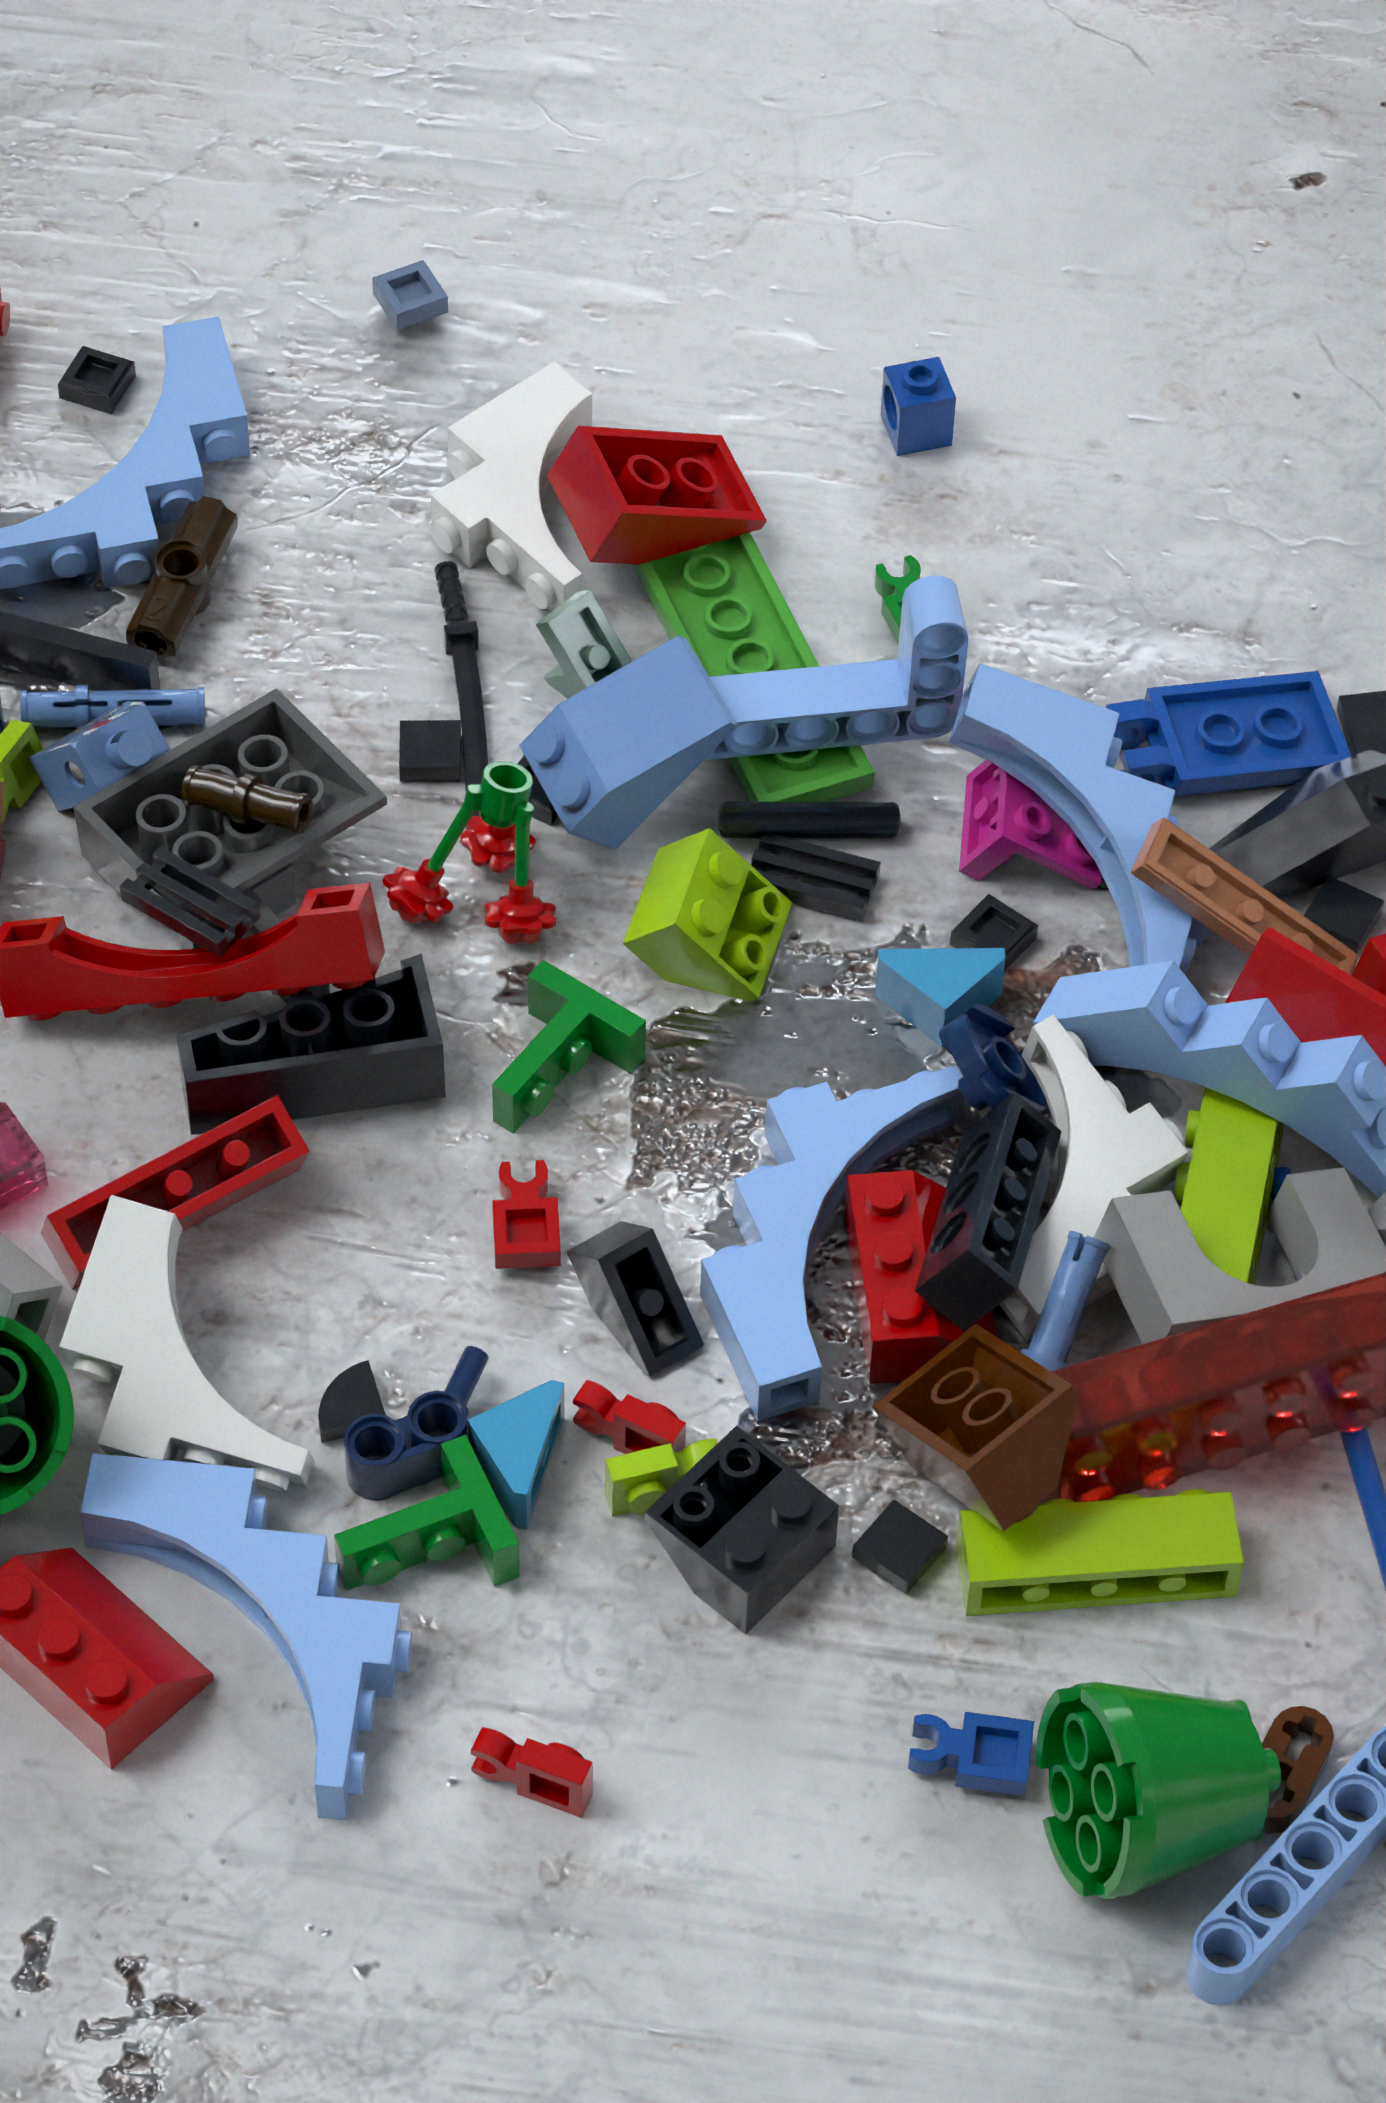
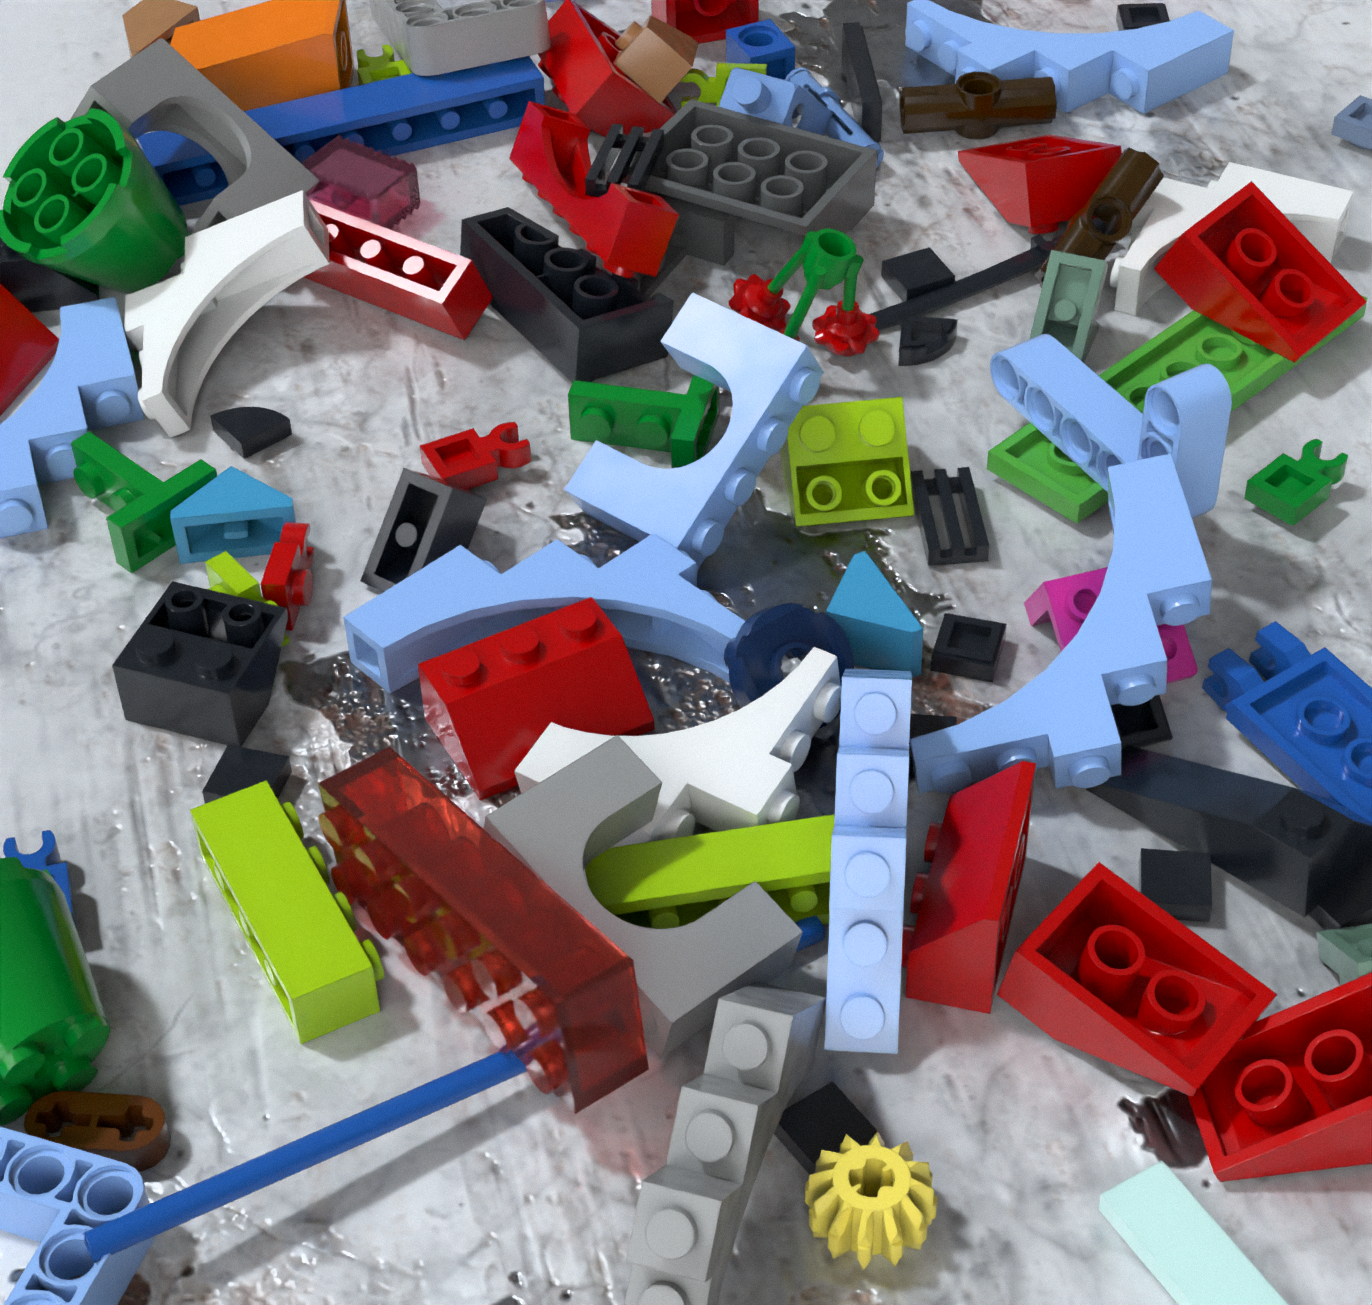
camera: 70 degrees right, 10 degrees down
(247, 799) = (739, 154): dark brown pin -> none
(342, 578) = (1040, 177): none -> red slope
(410, 1452) = (194, 436): dark blue beam -> none
(489, 570) = (1115, 203): none -> dark brown piece
(628, 742) = (960, 334): medium blue slope -> none
(669, 919) = (693, 503): none -> light blue arch
(809, 819) = (1004, 491): black axle -> none
(984, 1425) = (292, 745): reddish brown slope -> none
(988, 1212) = (592, 688): black brick -> none
(1066, 1301) = (493, 788): medium blue pin -> none
(1226, 897) = (1074, 760): nougat tile -> none

